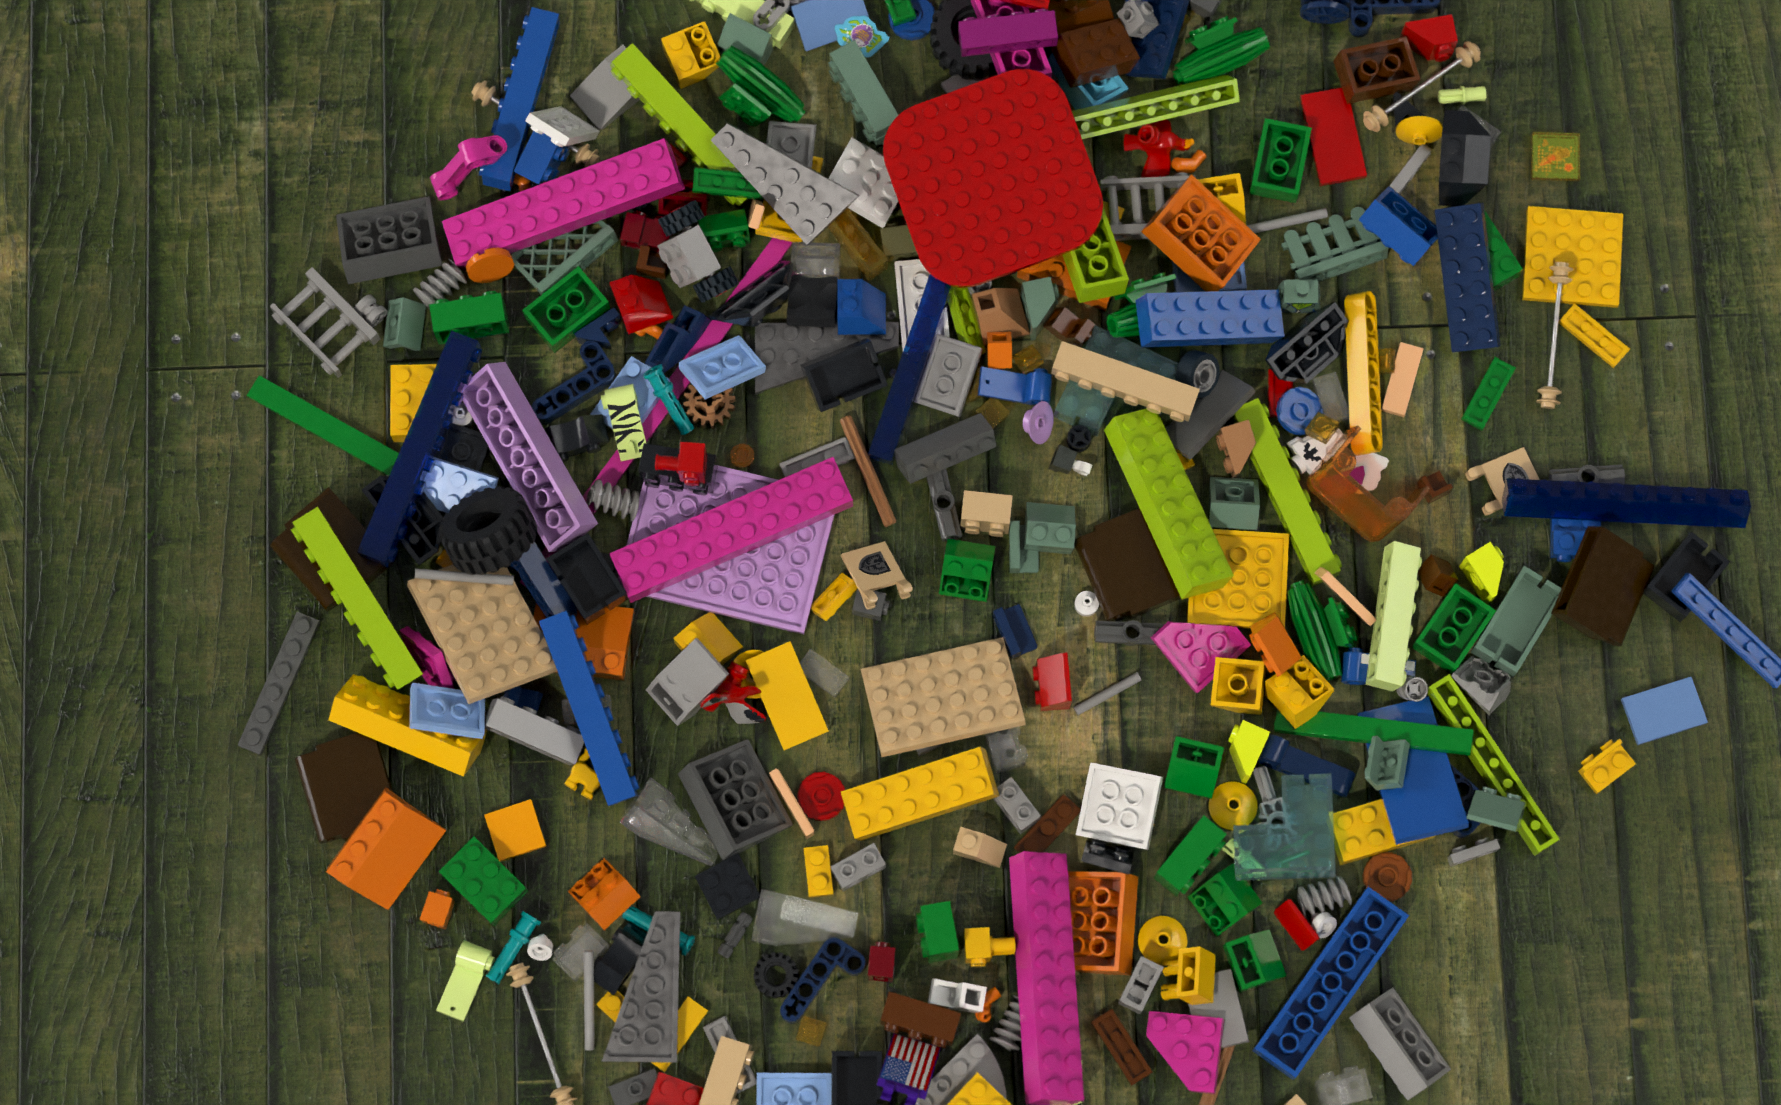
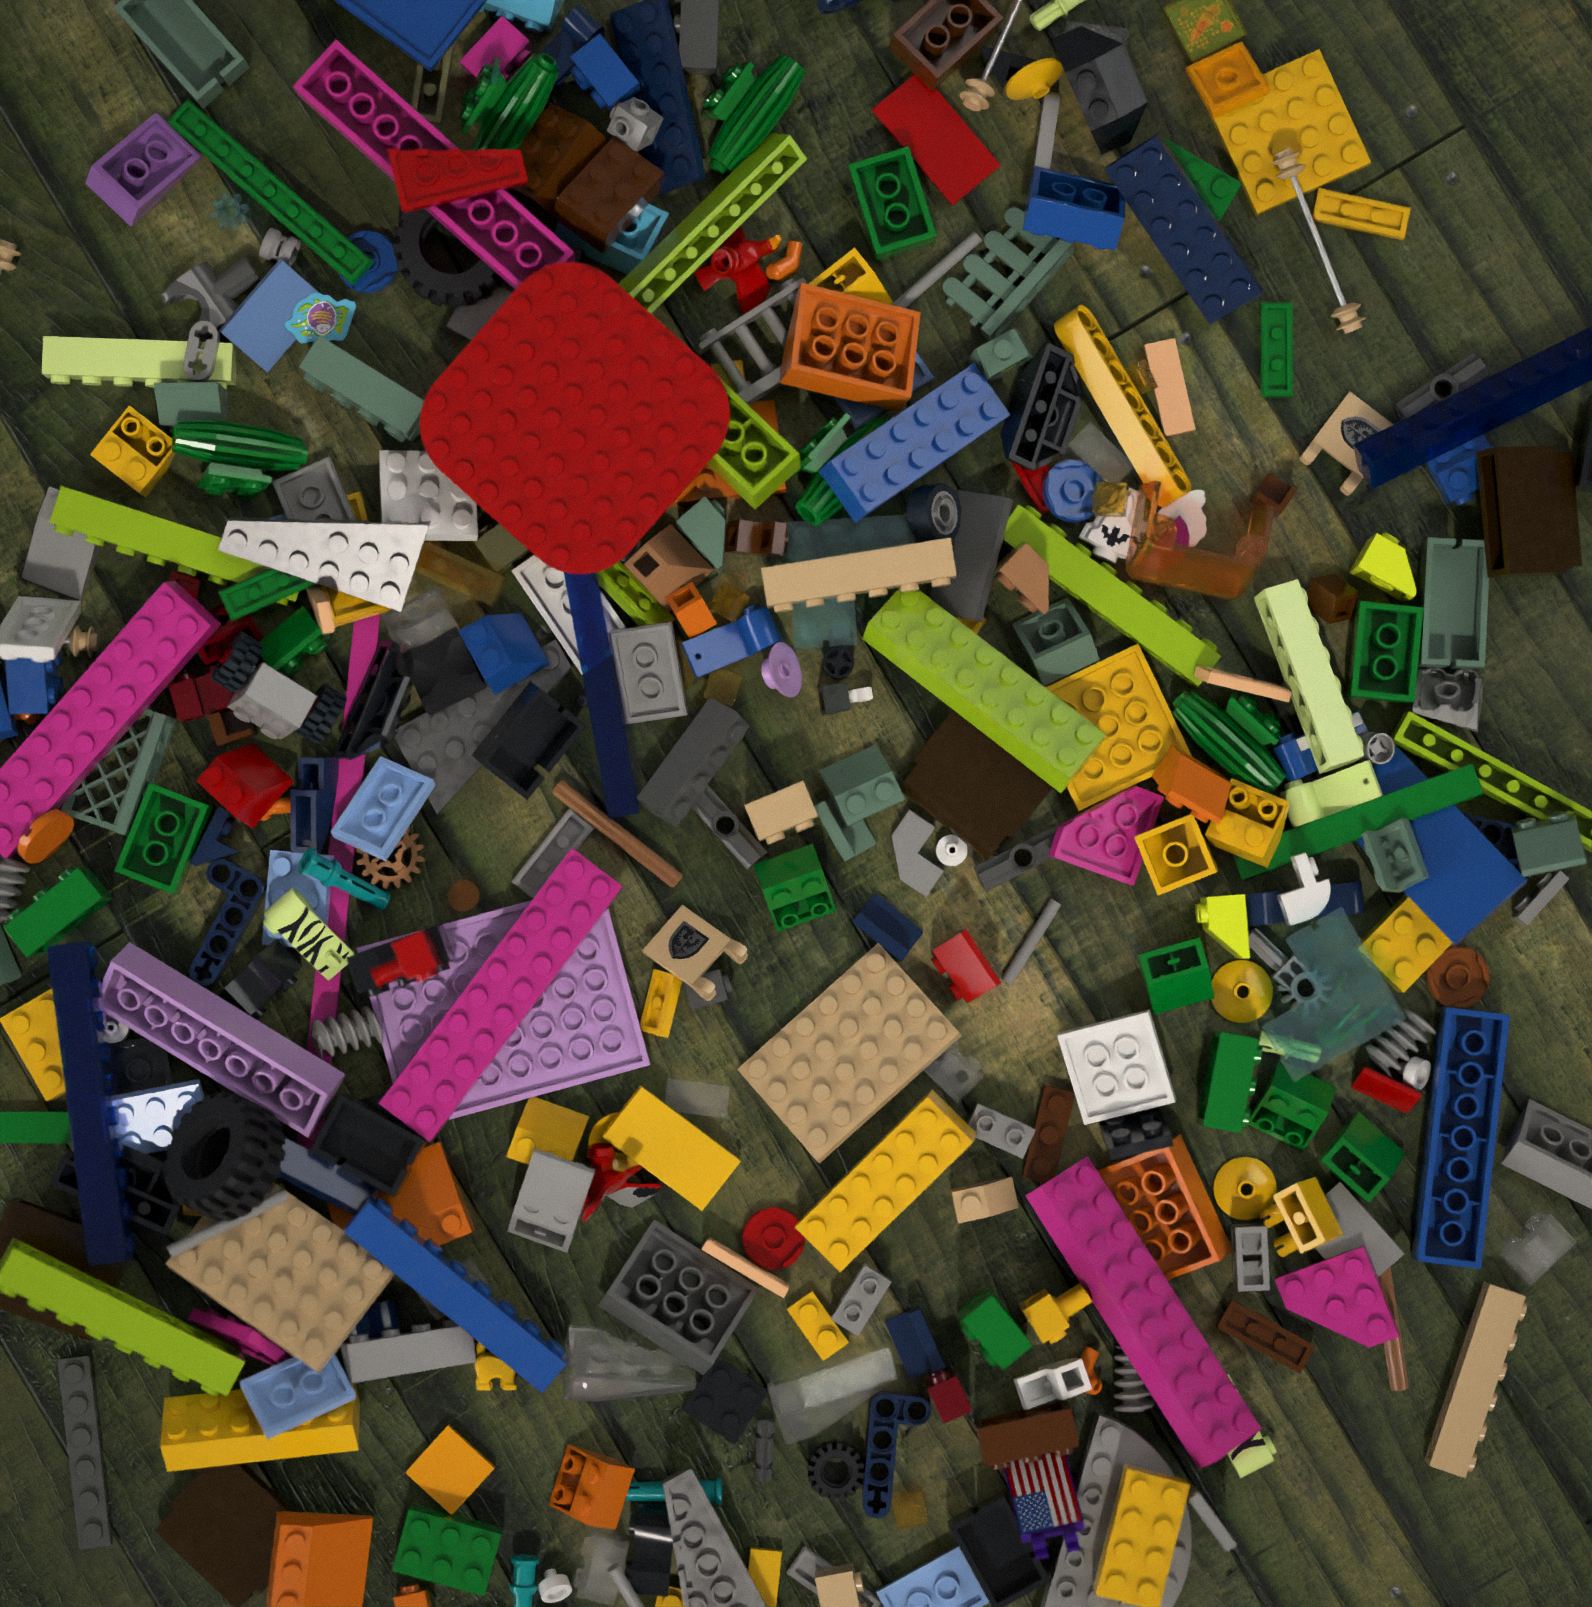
camera: 30 degrees left, 10 degrees up
(878, 918) = (914, 1342): none -> dark blue panel
(1007, 33) = (497, 234): magenta brick -> none
(1060, 581) = (911, 866): none -> light grey tile
(1311, 761) = (1309, 898): none -> white brick
(1366, 703) = (1330, 793): none -> yellowish green door
(1550, 200) = (1227, 79): none -> light orange tile

